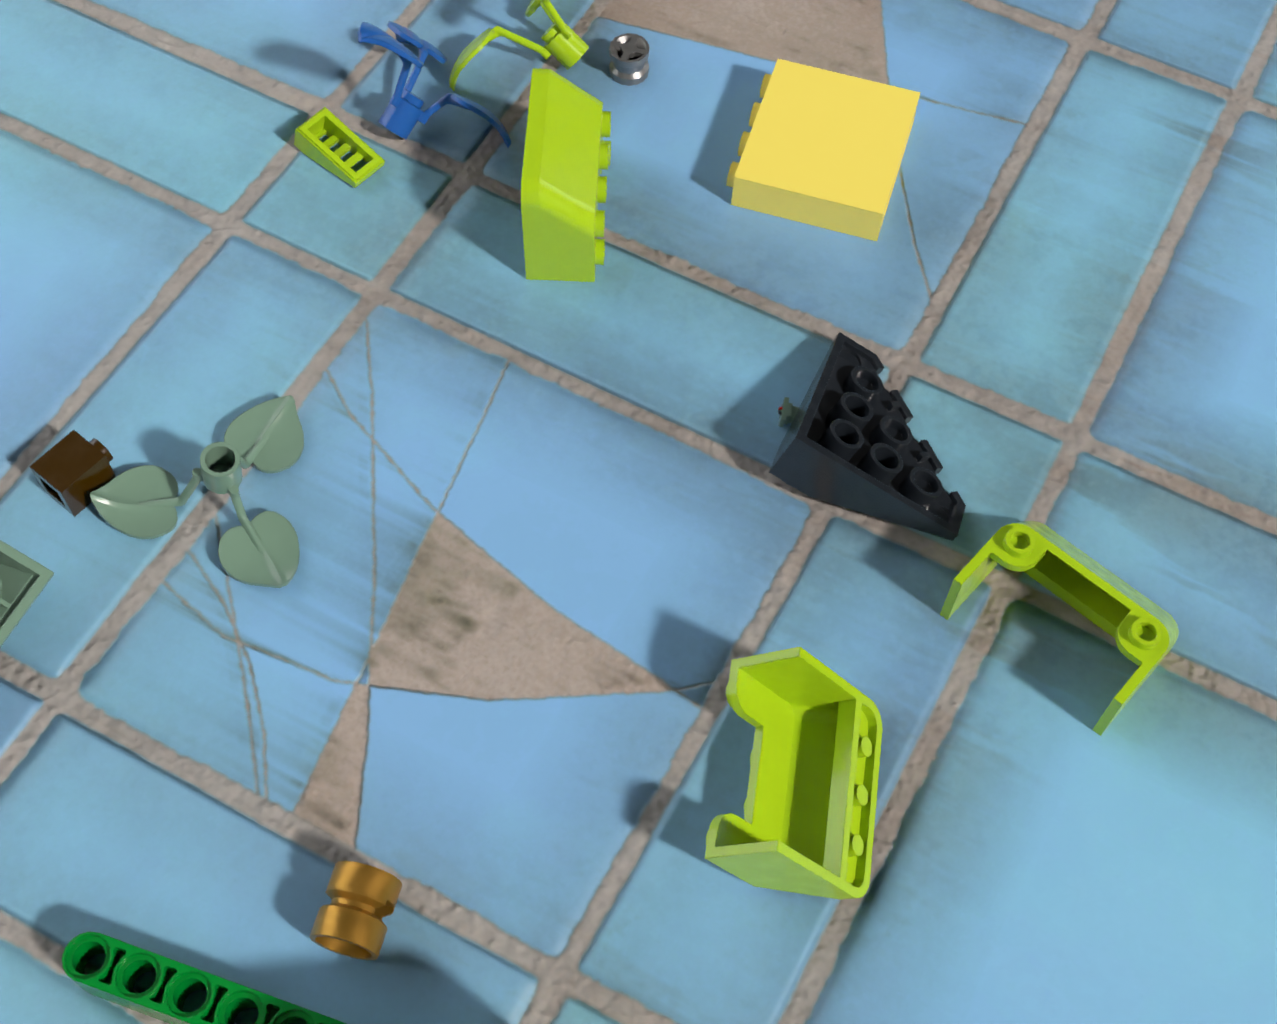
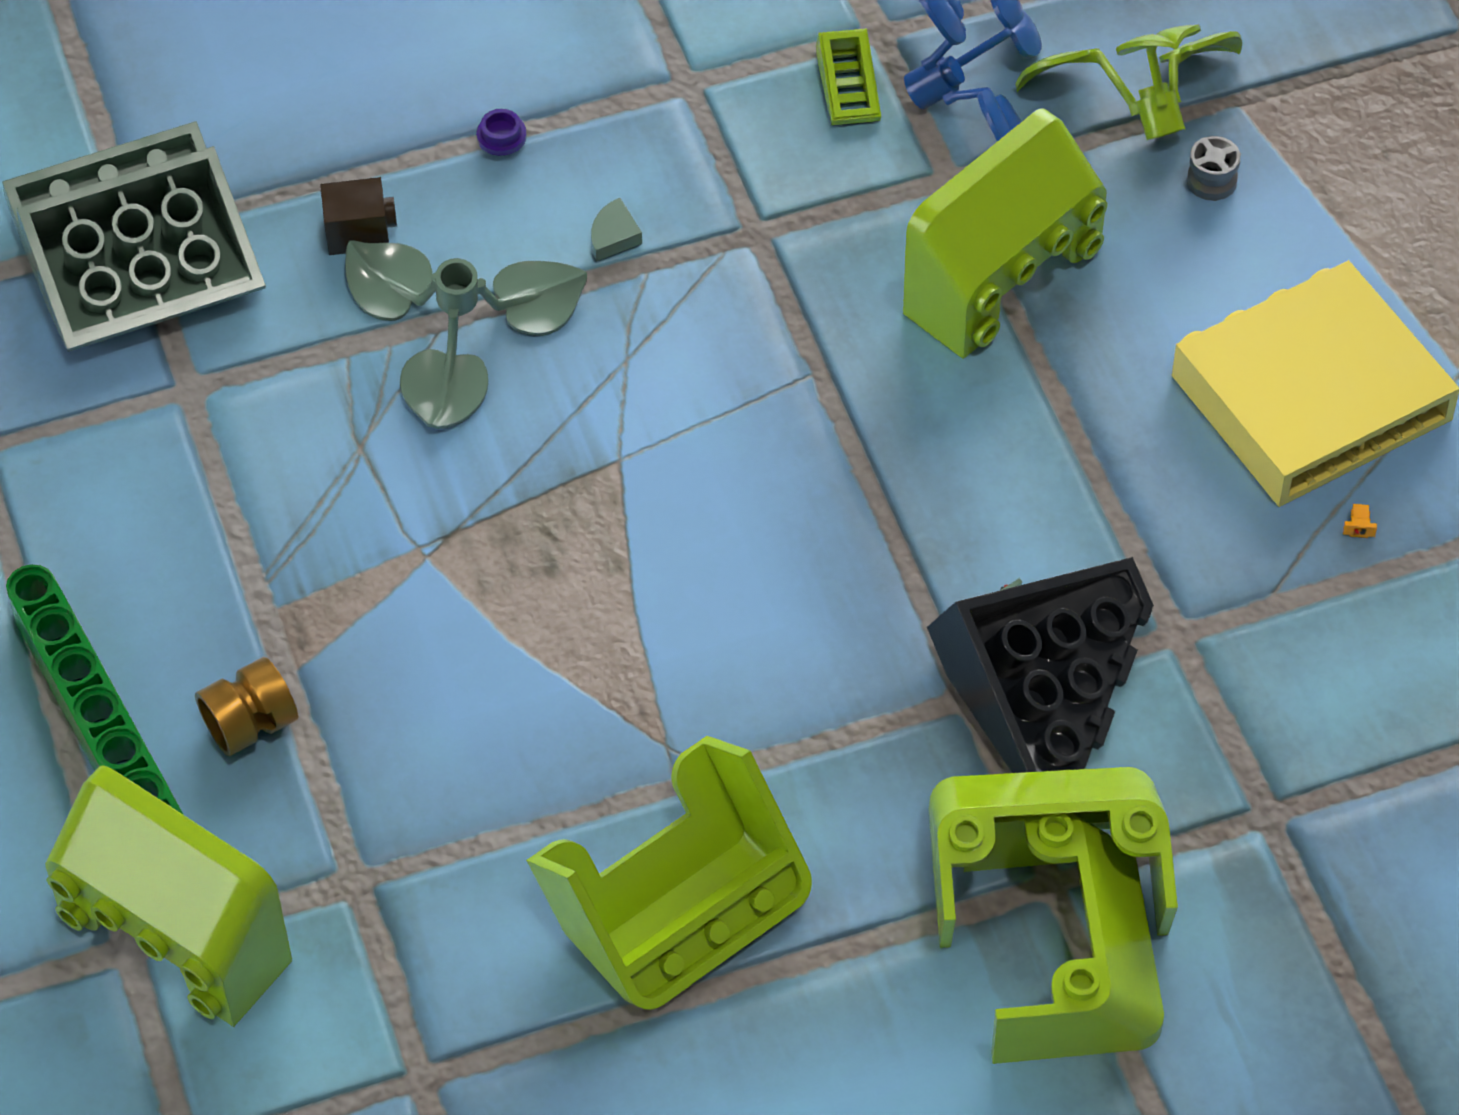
camera: 45 degrees right, 5 degrees down
(127, 341) = (501, 132): none -> dark purple plate
(277, 354) = (614, 231): none -> sand green tile
(934, 216) = (1360, 523): none -> light orange piece
(945, 572) = (1108, 798): none -> lime windscreen

